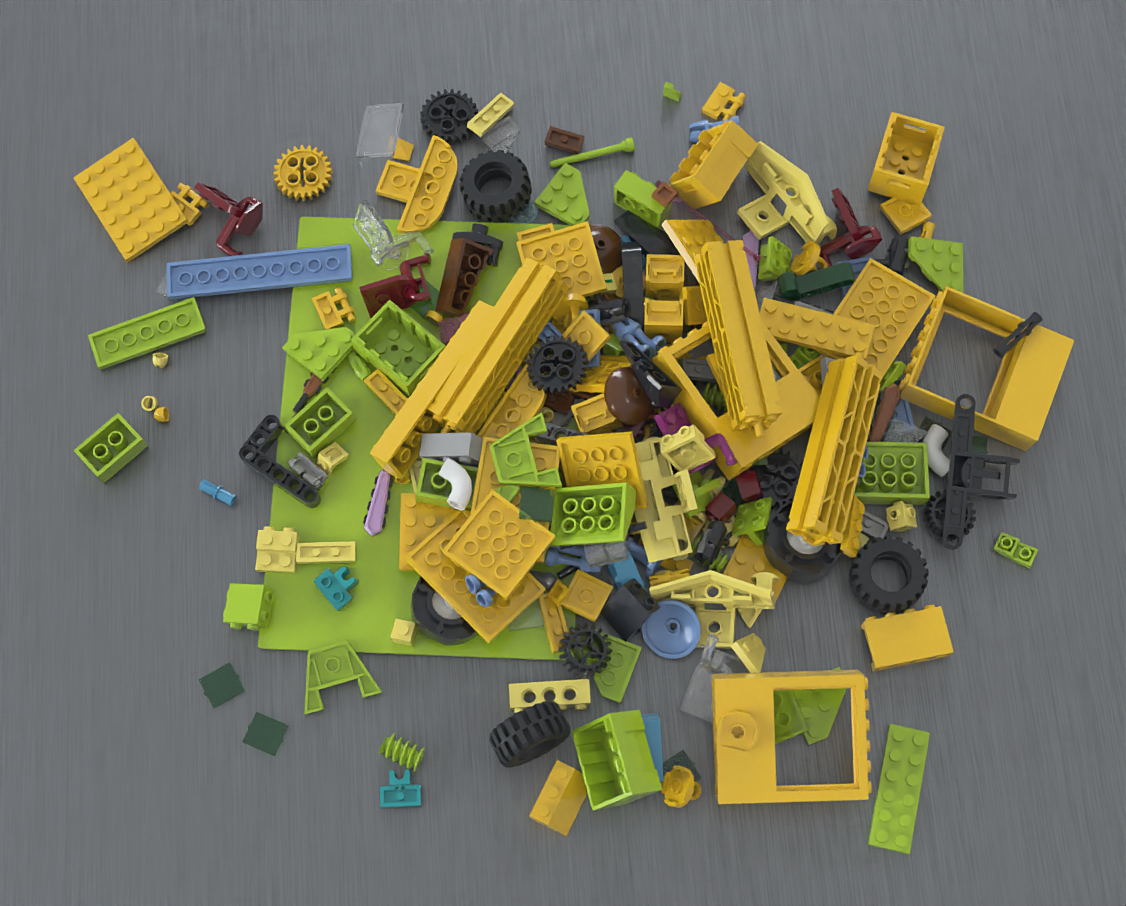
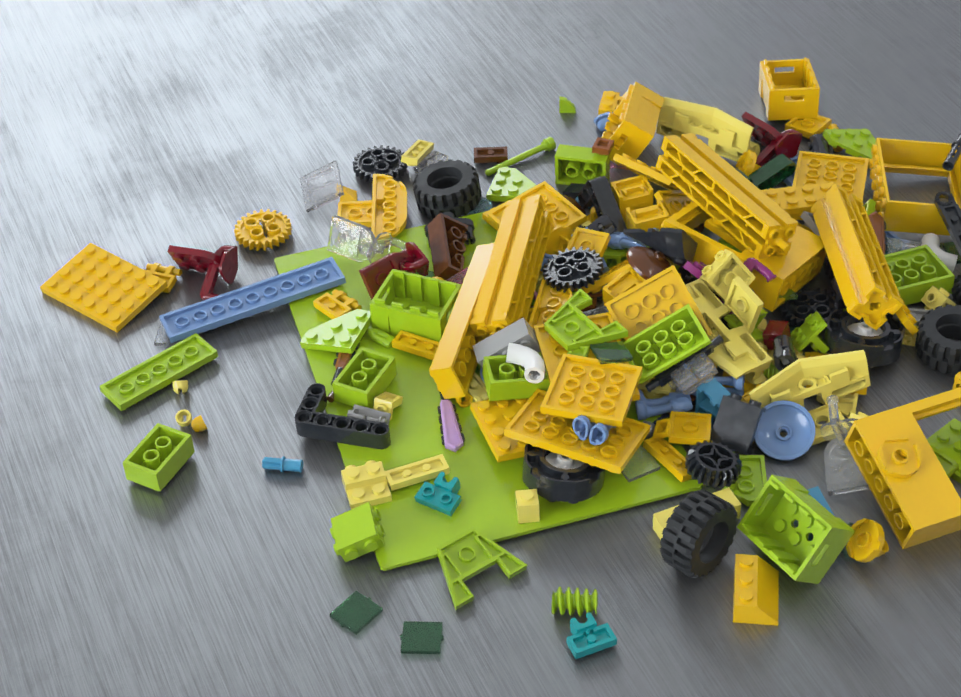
camera: 20 degrees left, 30 degrees down
(749, 485) = (792, 311): dark red brick -> none

